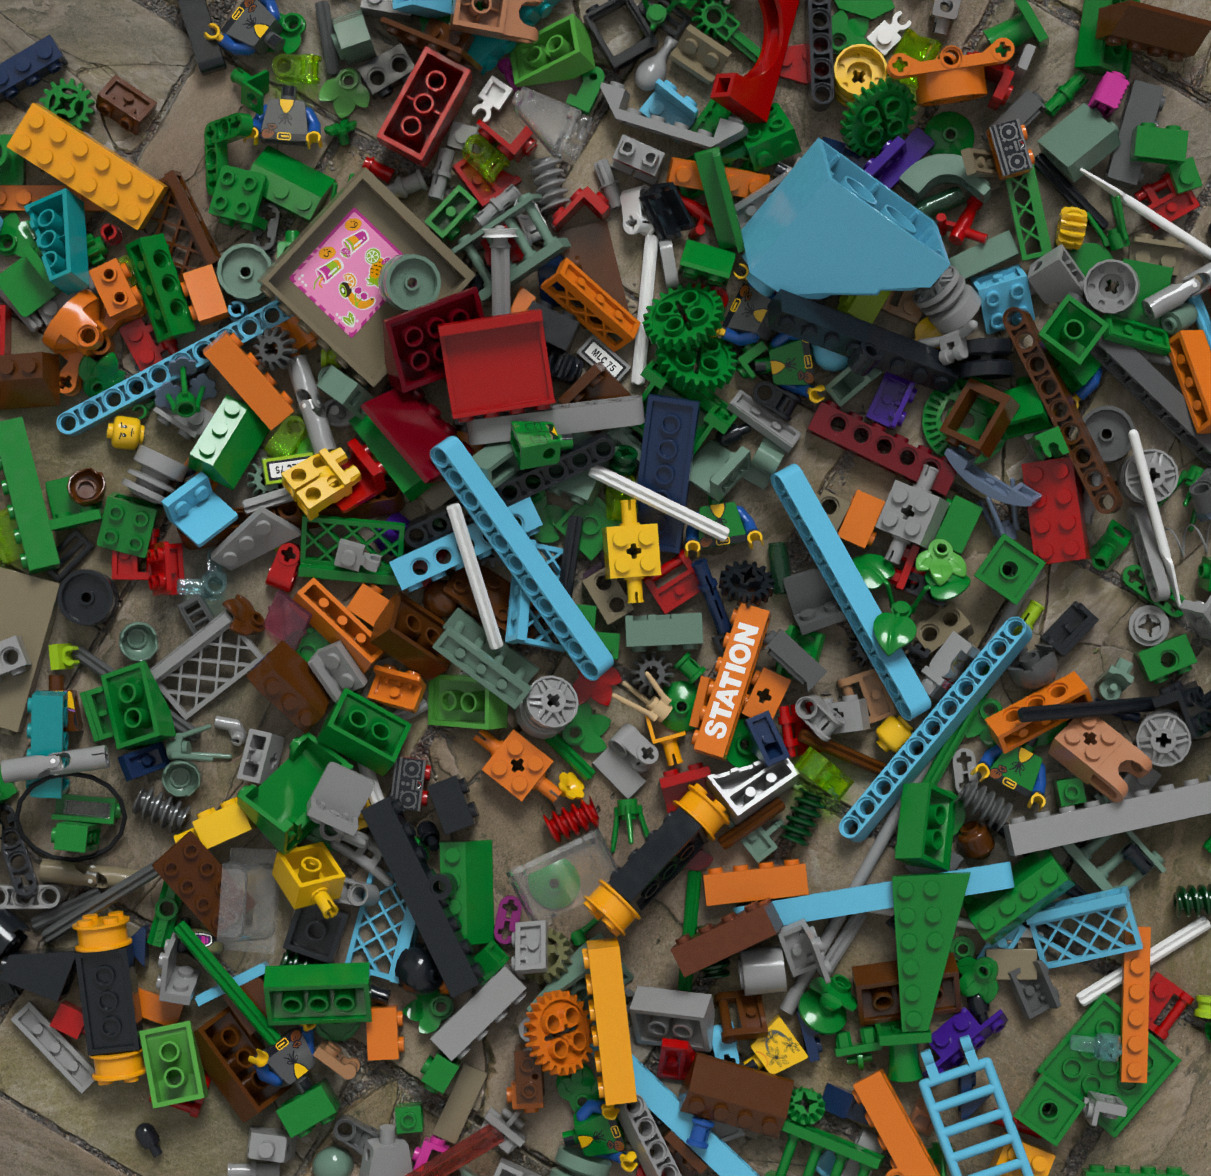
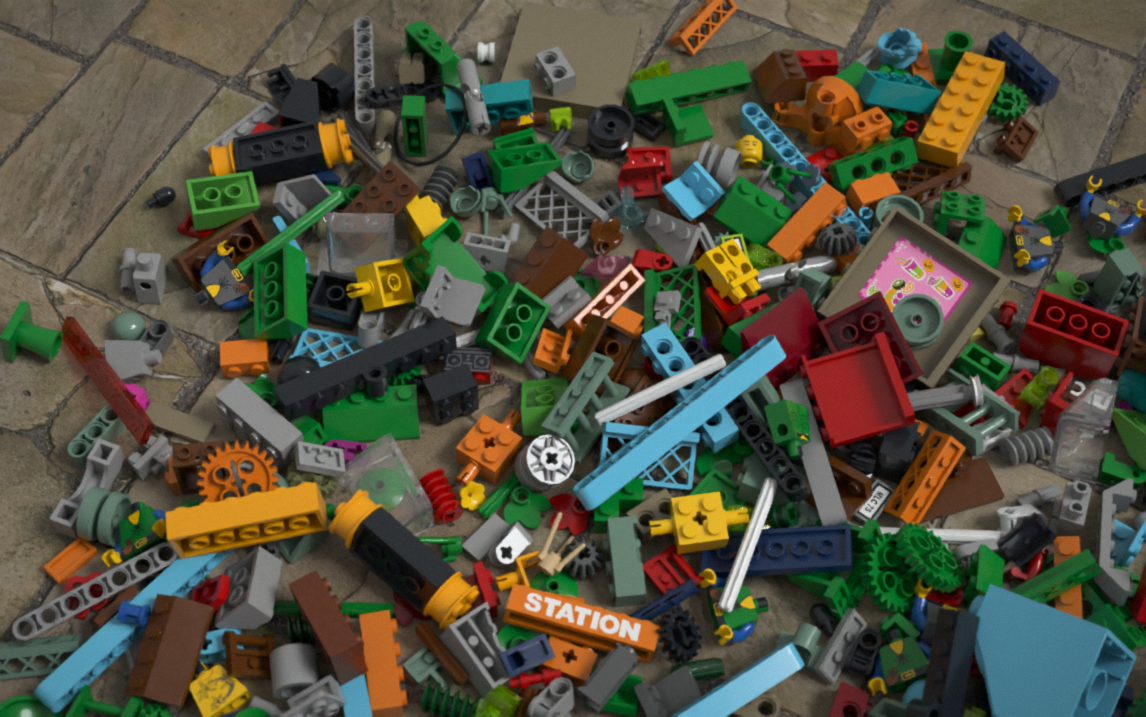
camera: 85 degrees right, 30 degrees down
(87, 487) = (700, 124): reddish brown hair -> none
(87, 809) = (437, 140): green window -> none
(100, 372) = (796, 130): green plate -> none
(128, 524) = (675, 150): green bracket -> none
(159, 1011) = (266, 199): orange tile -> none
(216, 137) = (1012, 199): green beam -> none
(299, 68) = (1079, 251): clear neon green piece -> none
(309, 1108) = (179, 300): green brick -> none
(331, 1055) = (225, 315): medium nougat plate -> none
(341, 130) = (1032, 287): green plant -> none
(409, 1117) = (166, 380): green brick -> none
(439, 1072) = (202, 397): green brick -> none
(570, 553) = (683, 476): black axle -> none
(595, 202) = (1012, 464): red bracket -> none
(689, 667) = (592, 590): green bush -> none
(718, 469) = (786, 602): sand green bracket -> none

